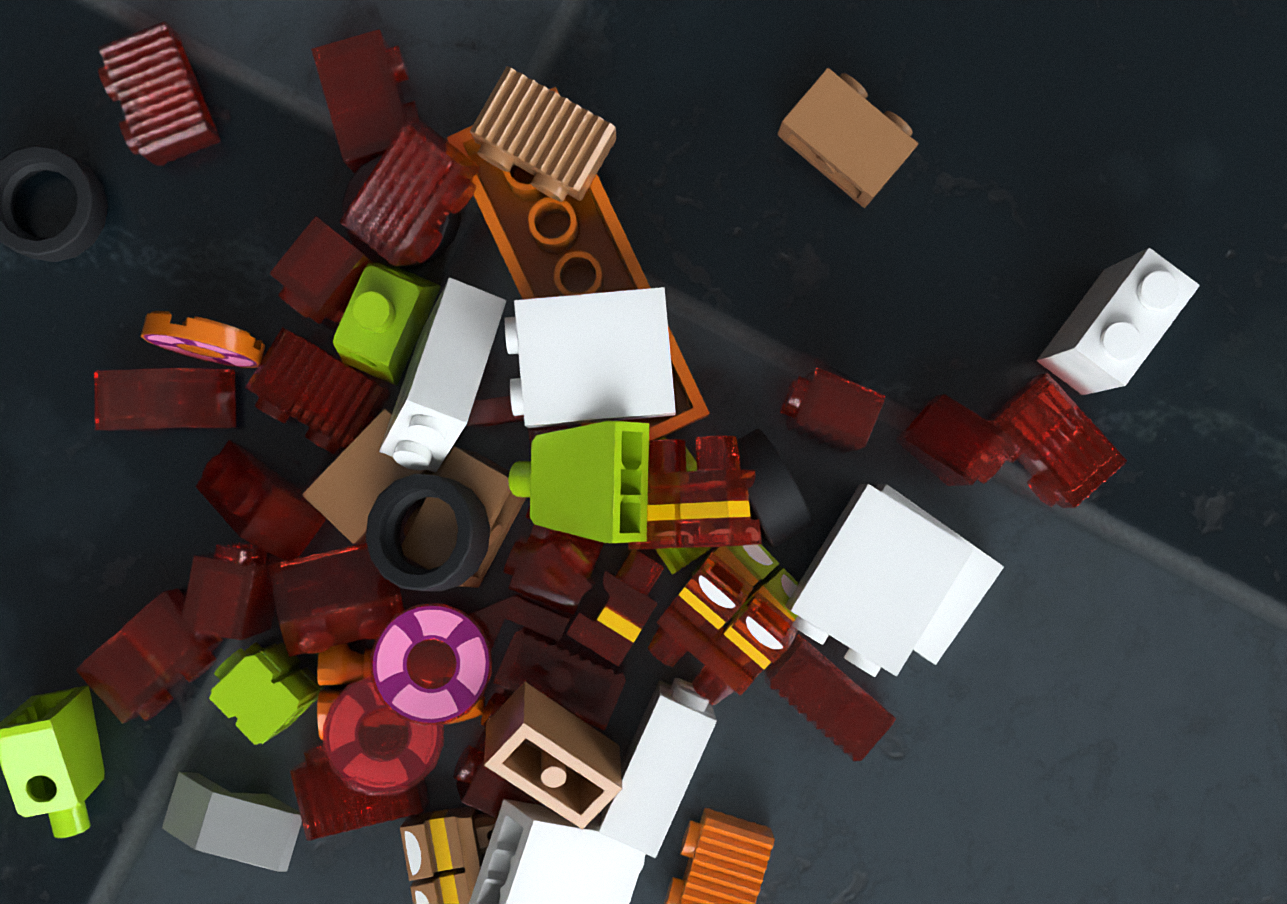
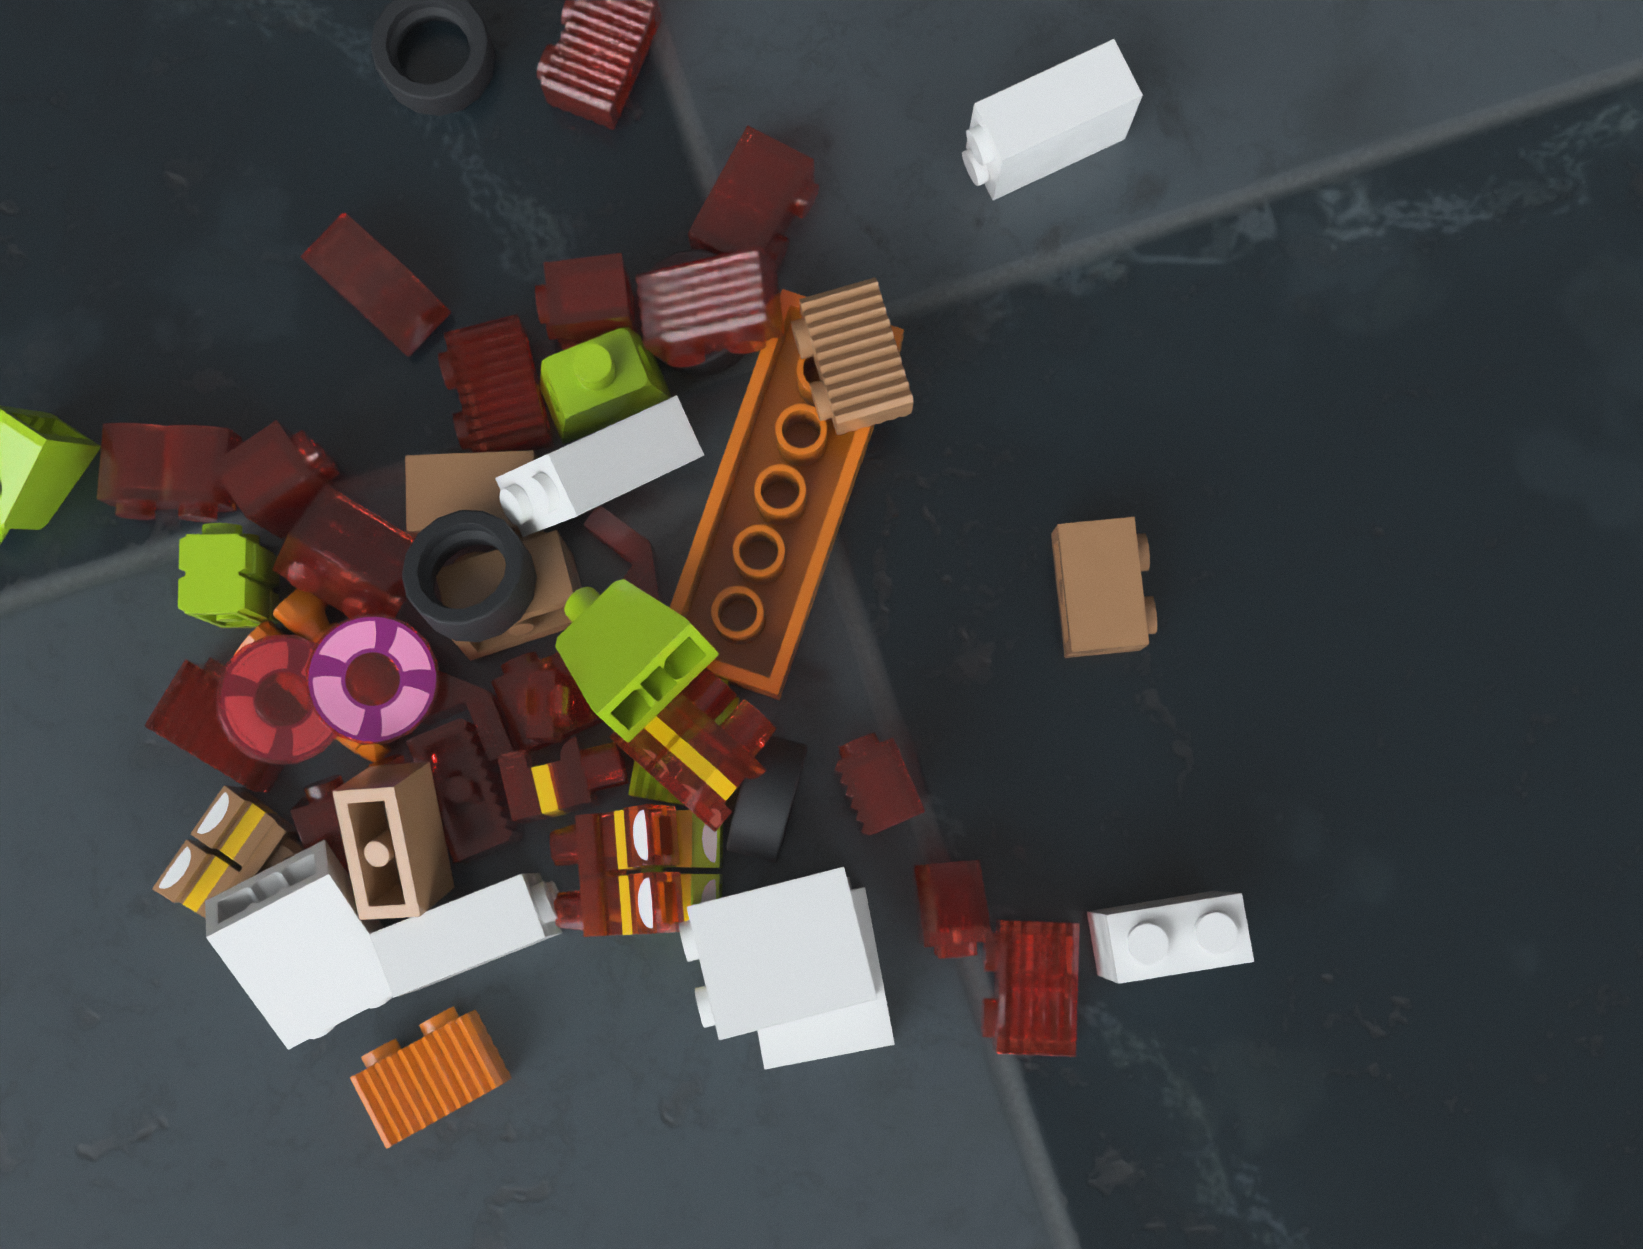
camera: 45 degrees right, 5 degrees down
(203, 340) = (448, 267): orange tile -> none
(232, 825) = (101, 659): light grey slope -> none
(259, 503) = (367, 431): clear red slope -> none
(591, 358) = (724, 562): white brick -> none
(828, 699) = (656, 1015): clear red brick -> none

